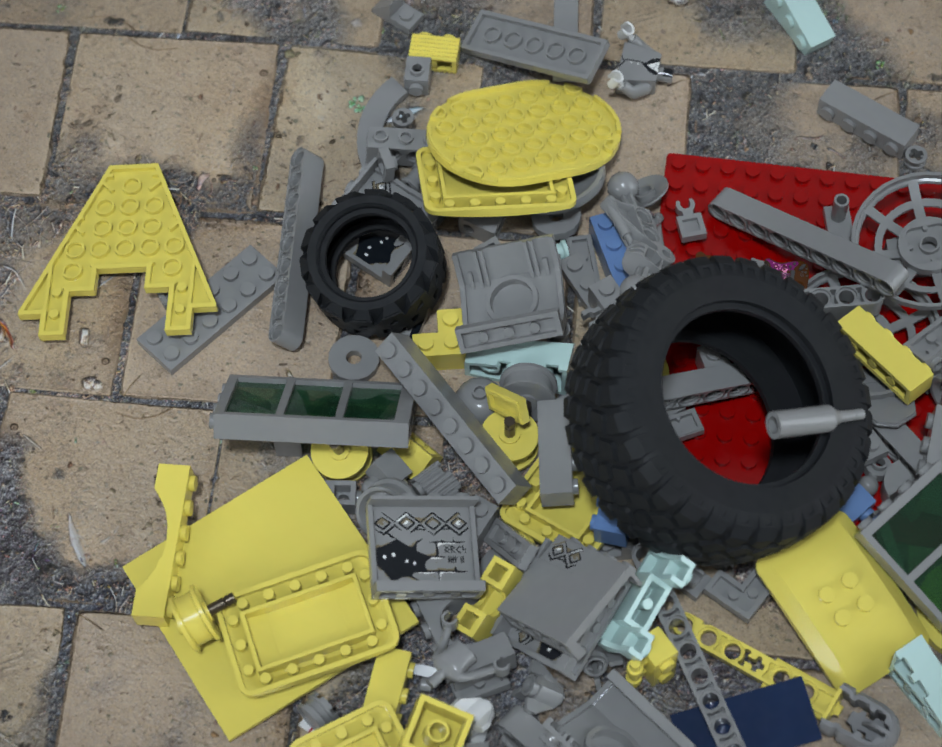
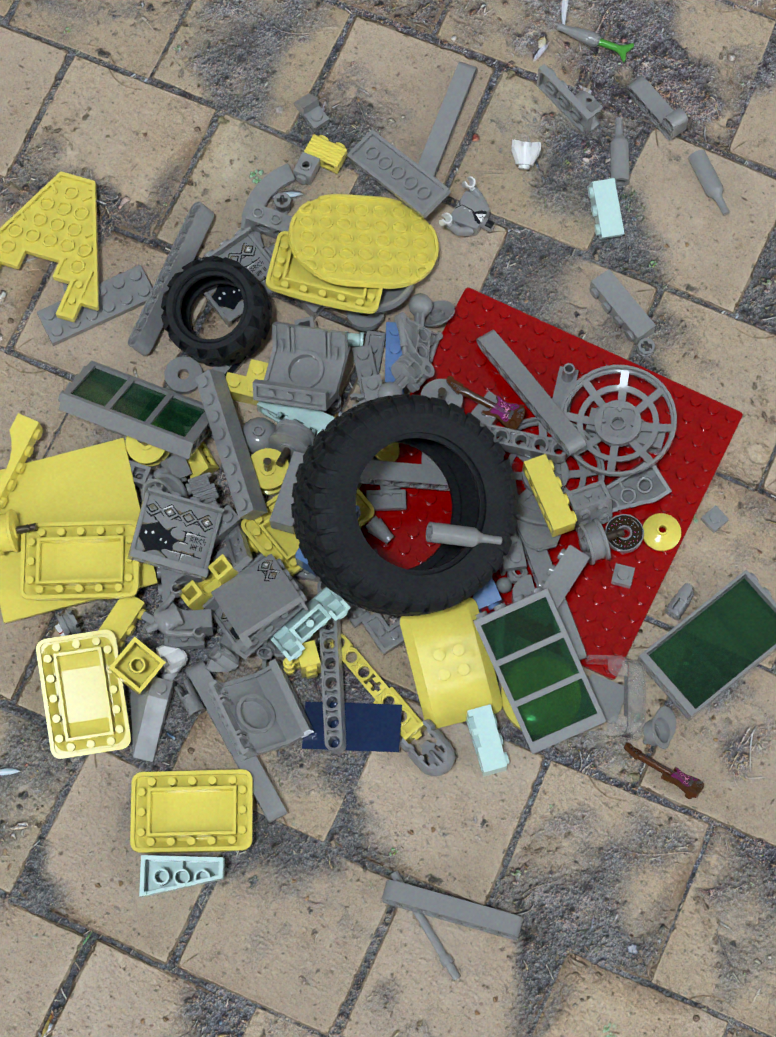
camera: 15 degrees right, 10 degrees up
(386, 164) = (256, 234): light grey plate -> none
(507, 403) = (271, 447): light yellow tile -> none
(689, 224) = (458, 349): light grey plate -> none

